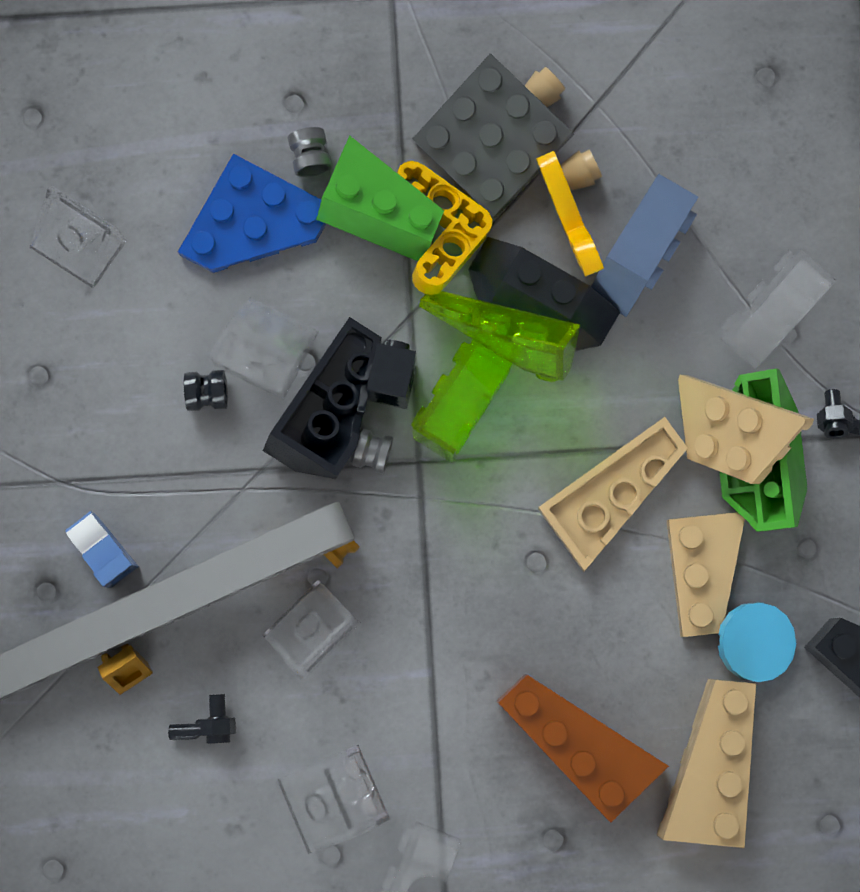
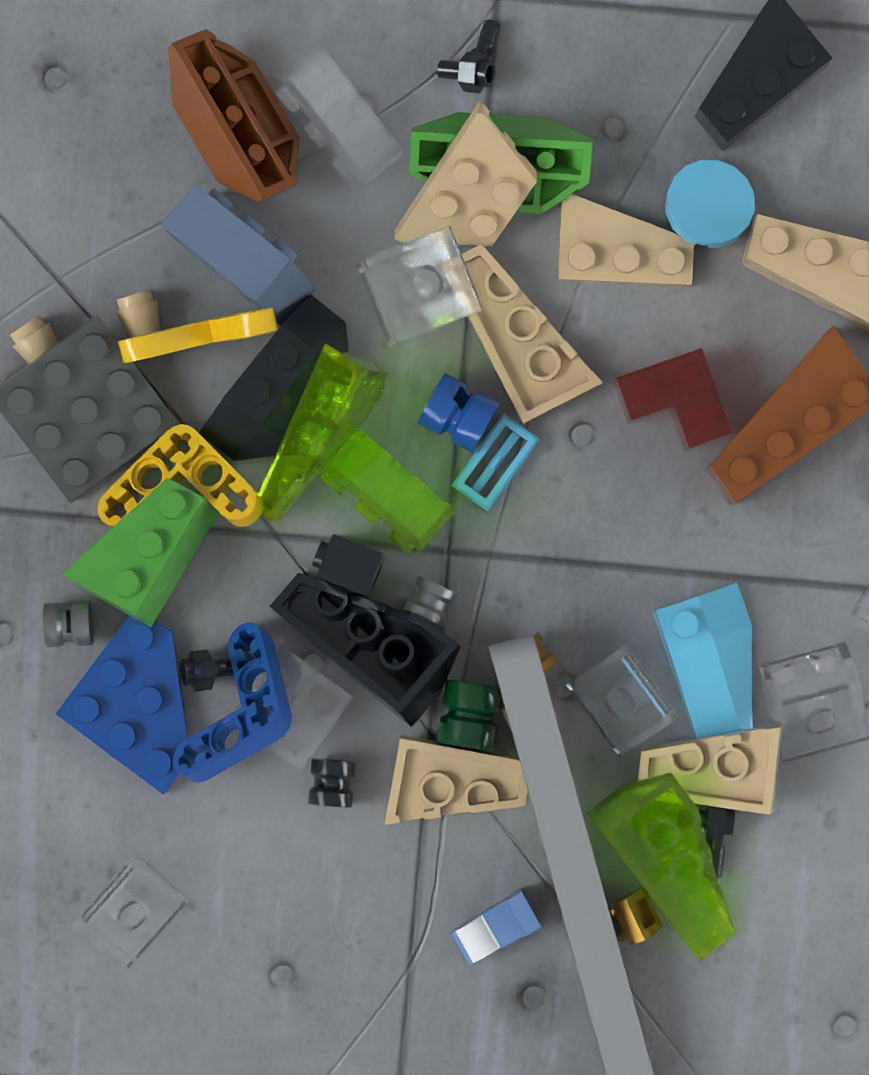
camera: 80 degrees left, 5 degrees up
(185, 685) = (664, 846): none -> clear neon green wedge
(222, 490) = (451, 779): none -> tan wing
(253, 318) = (248, 718): none -> blue beam
(260, 720) = (722, 769): none -> tan wing
(278, 498) = (469, 715): none -> dark green wheel
(286, 267) = (202, 670): none -> black piece
(351, 705) = (711, 659): none -> medium azure wedge
(510, 477) = (473, 493): none -> medium azure tile
(538, 450) = (458, 413): none -> blue wheel
(592, 638) = (682, 387): none -> clear red brick
(643, 399) = (419, 286): none -> clear slope
(762, 221) = (233, 116): none -> dark orange wedge

